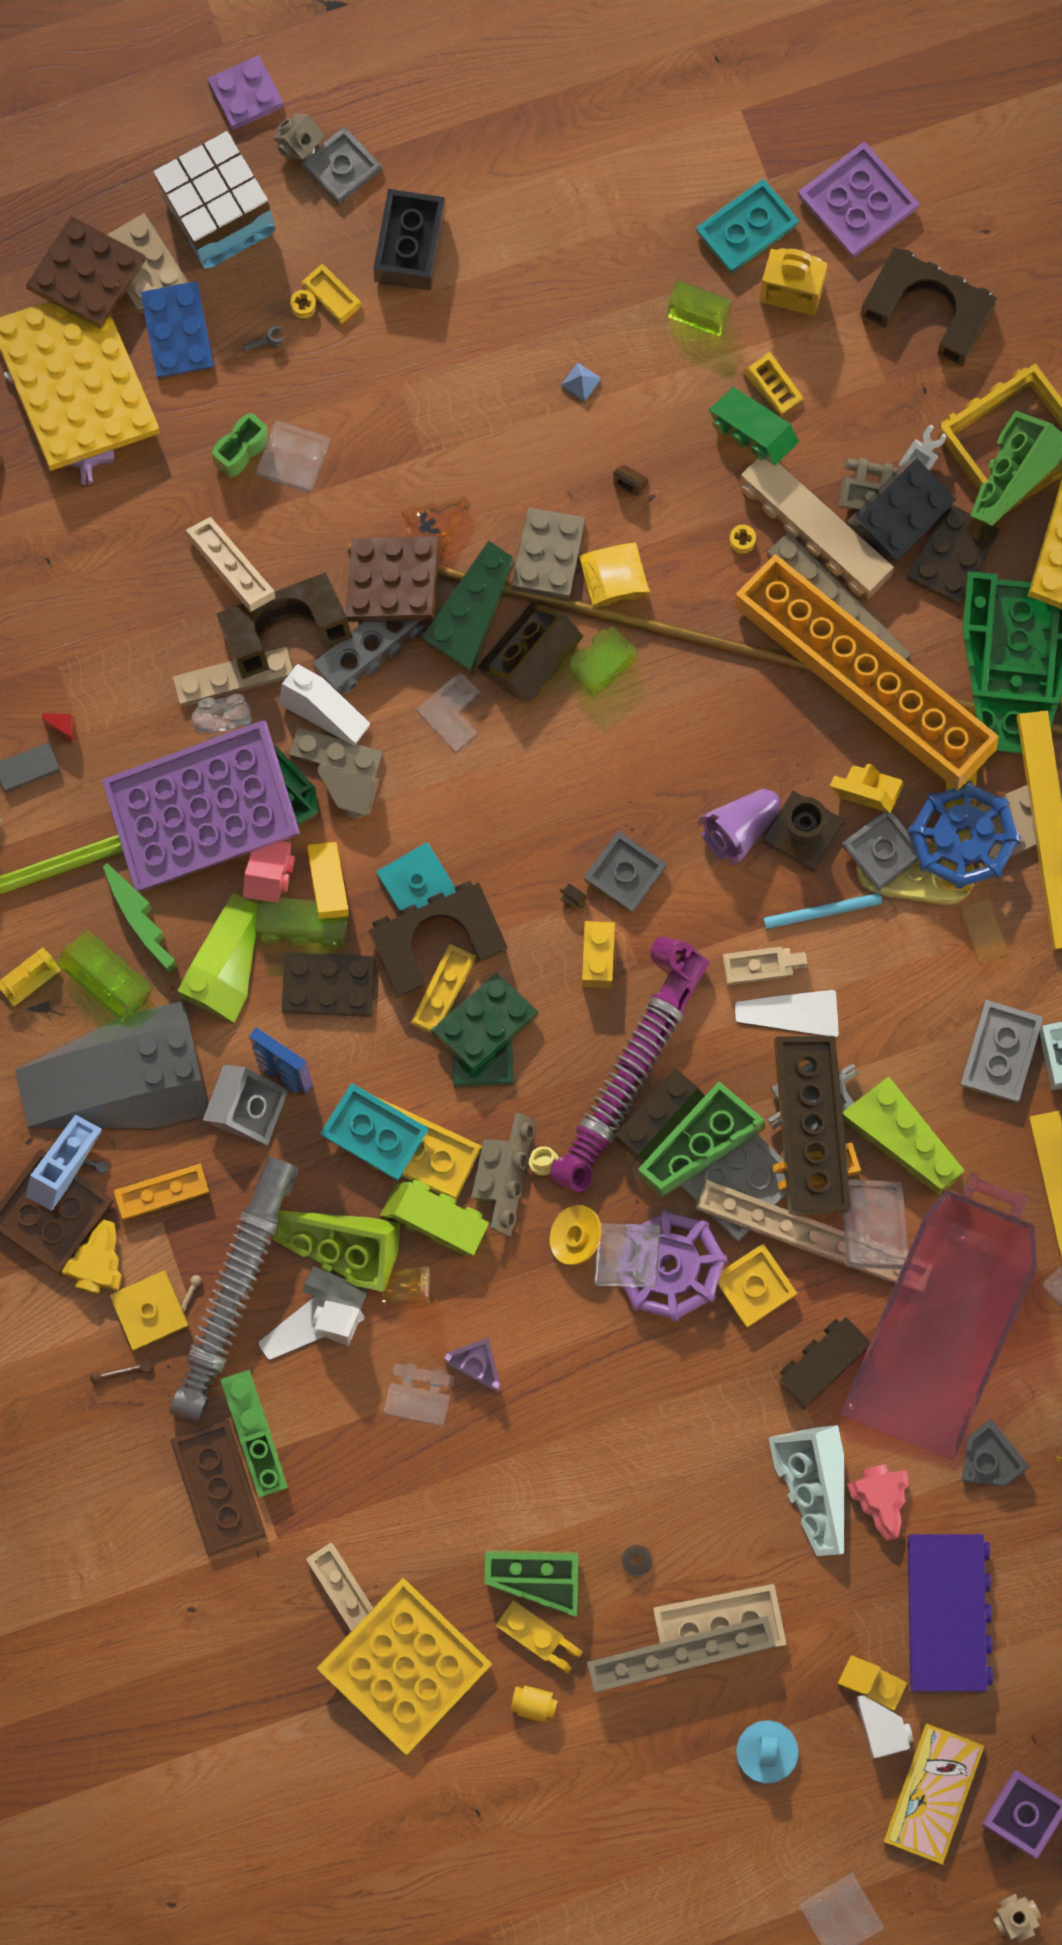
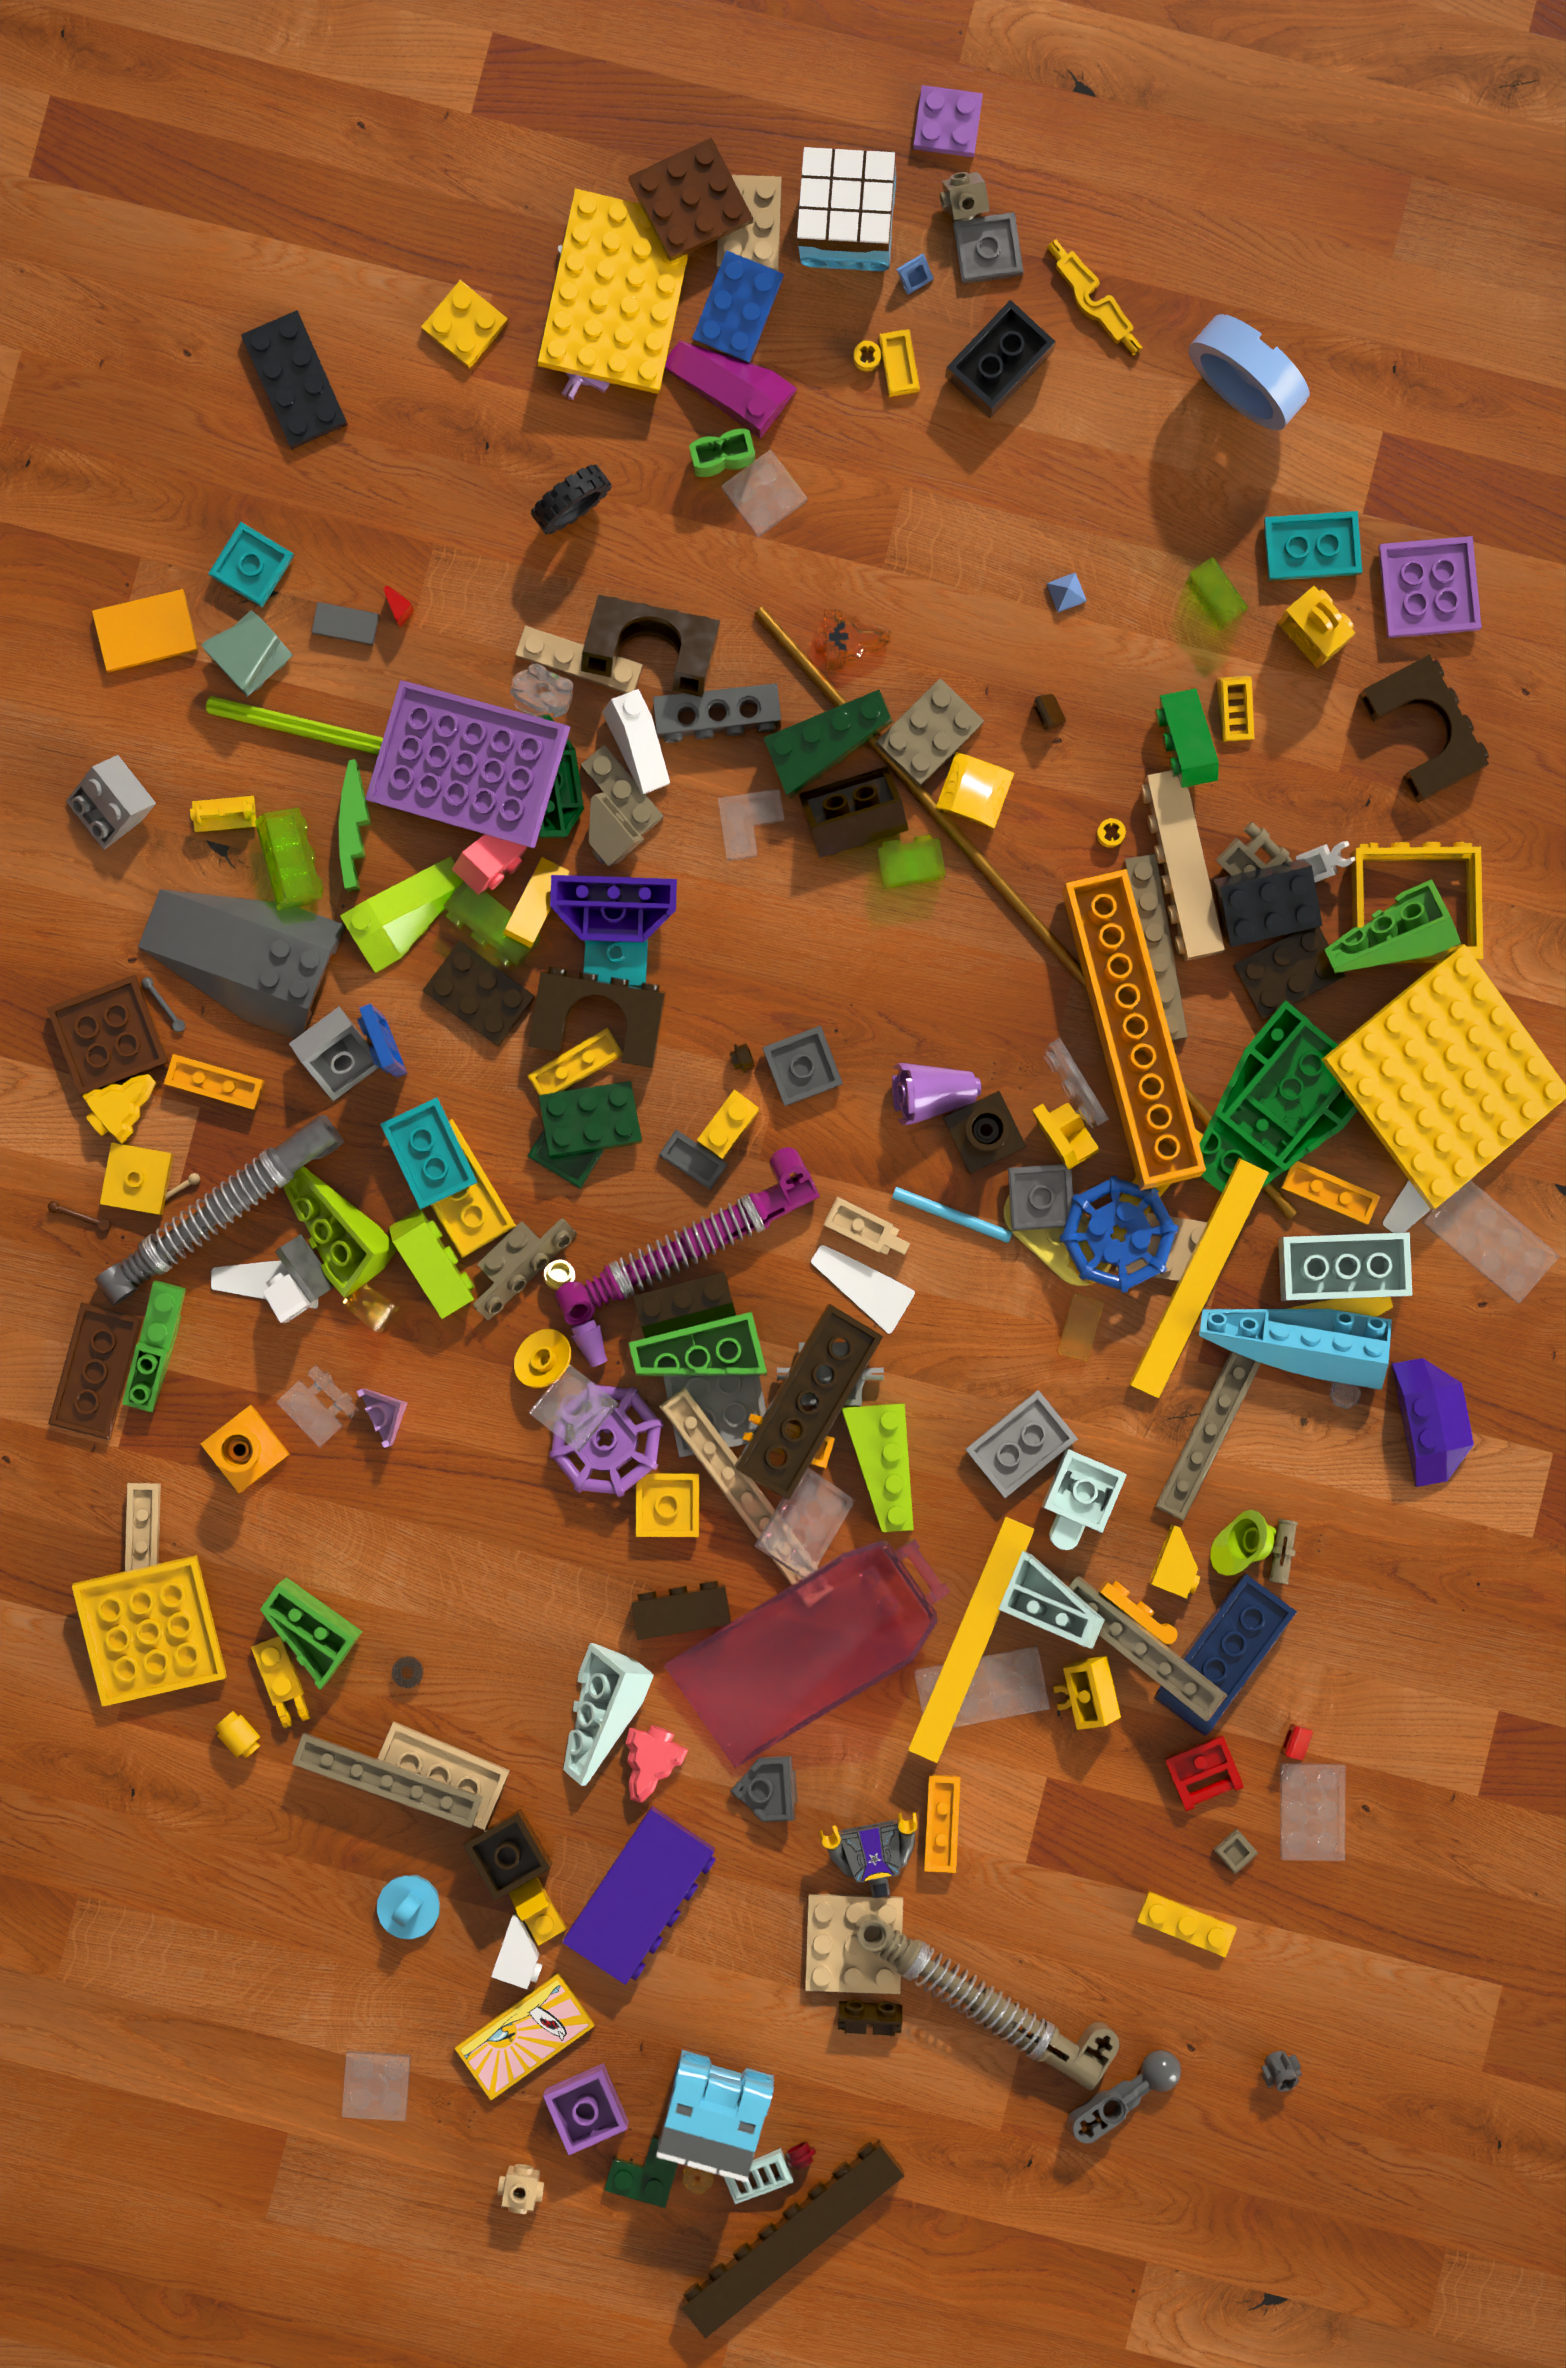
camera: 30 degrees right, 10 degrees up
(62, 1163) = (142, 1001): light blue slope -> none
(146, 553) = (571, 499): none -> black tyre
(215, 392) = (736, 387): none -> magenta wedge
(230, 564) = (640, 557): tan plate -> none
(268, 340) = (811, 368): dark grey hand -> none
(298, 219) = (915, 274): none -> medium blue slope
(388, 1485) = (261, 1445): none -> light orange plant
(391, 842) = (613, 906): none -> dark purple wedge
(392, 579) = (773, 666): reddish brown plate -> none
(434, 146) = (1083, 284): none -> yellow piece
(587, 1002) = (693, 1159): none -> dark grey tile
(603, 1197) = (590, 1342): none -> medium lavender cone
(610, 124) = (1248, 372): none -> light blue brick
(819, 1650) = (507, 1854): none -> dark brown brick
(849, 743) = (1074, 1084): none -> clear plate

